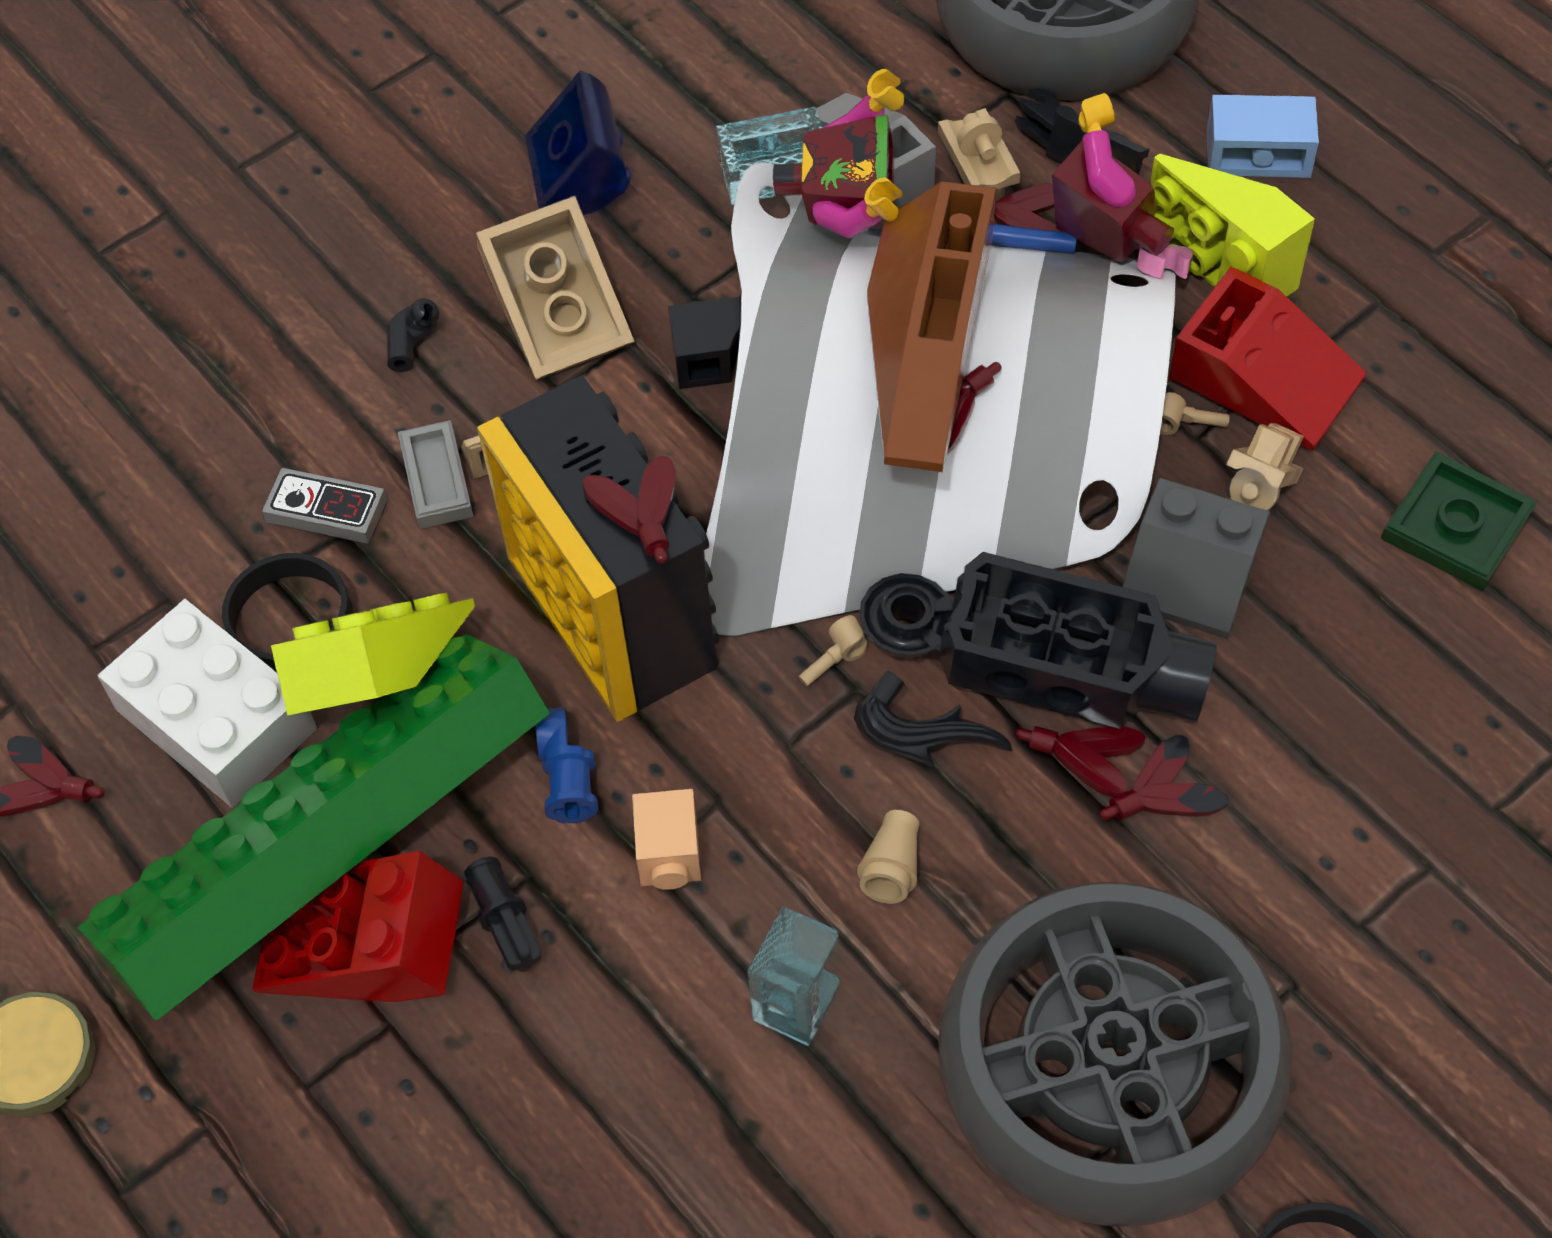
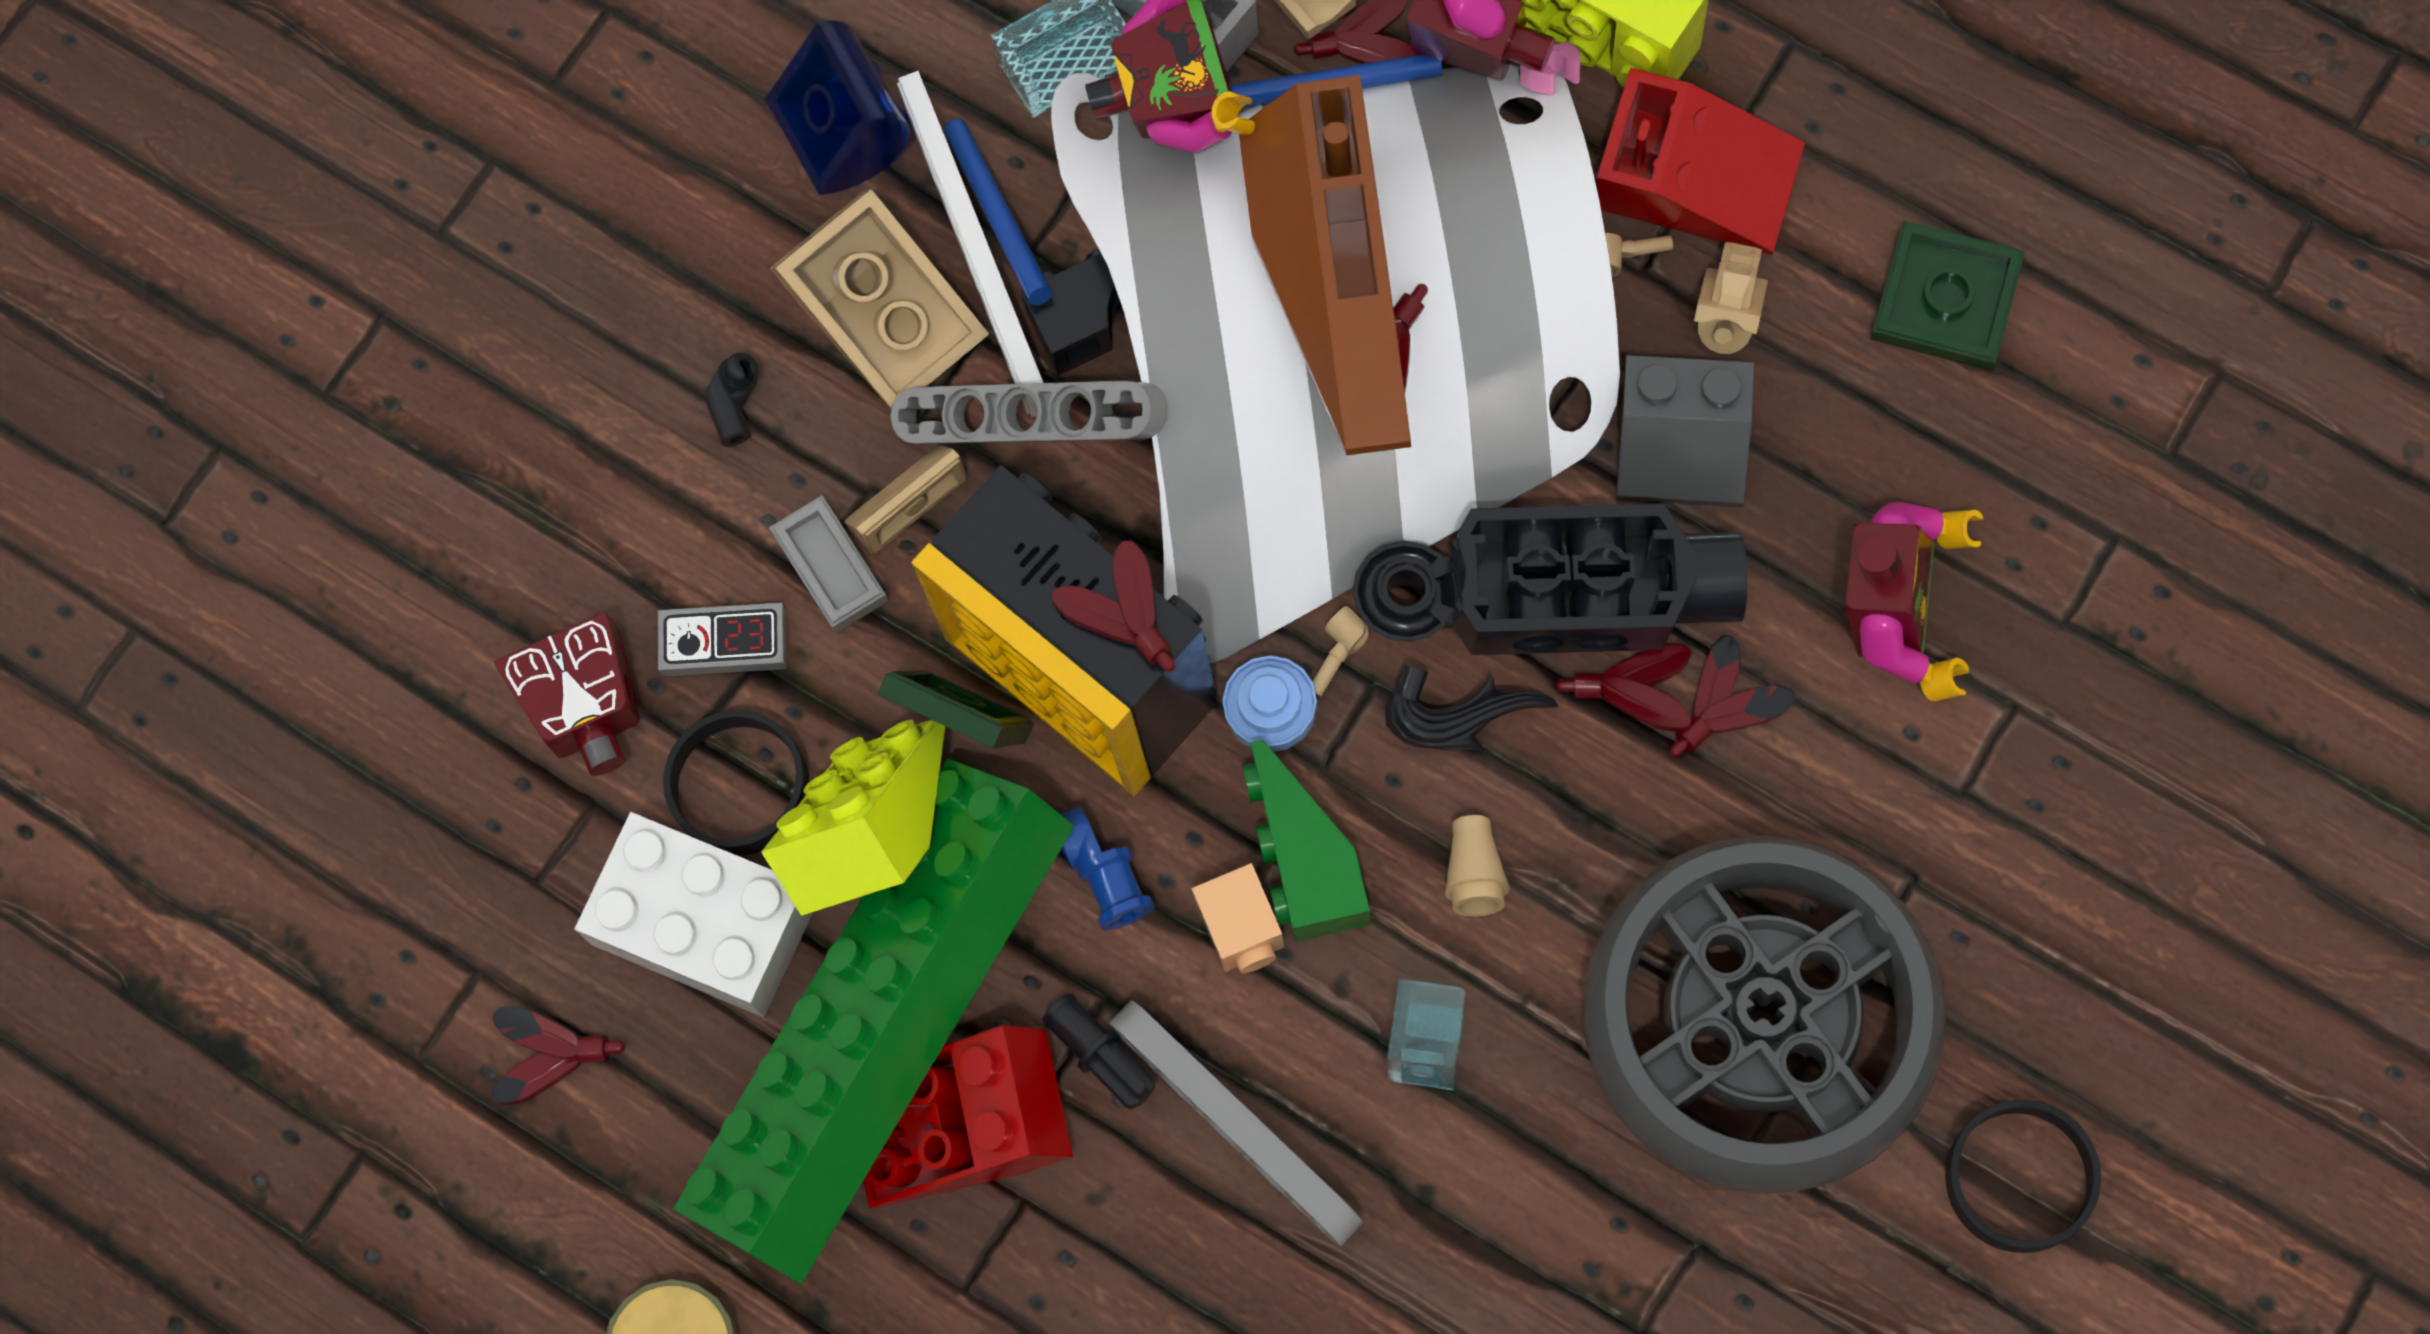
camera: 10 degrees left, 15 degrees up
(189, 506) = (576, 691): none -> dark red torso
(489, 596) = (956, 708): none -> dark green tile
(601, 1013) = (1236, 1123): none -> light grey beam
(646, 276) = (969, 234): none -> white tile
(658, 384) = (1052, 417): none -> light grey beam
(673, 252) = (997, 212): none -> blue bar
(750, 809) = (1315, 861): none -> green slope
(759, 675) = (1270, 702): none -> light blue plate
(1340, 730) = (1892, 590): none -> torso

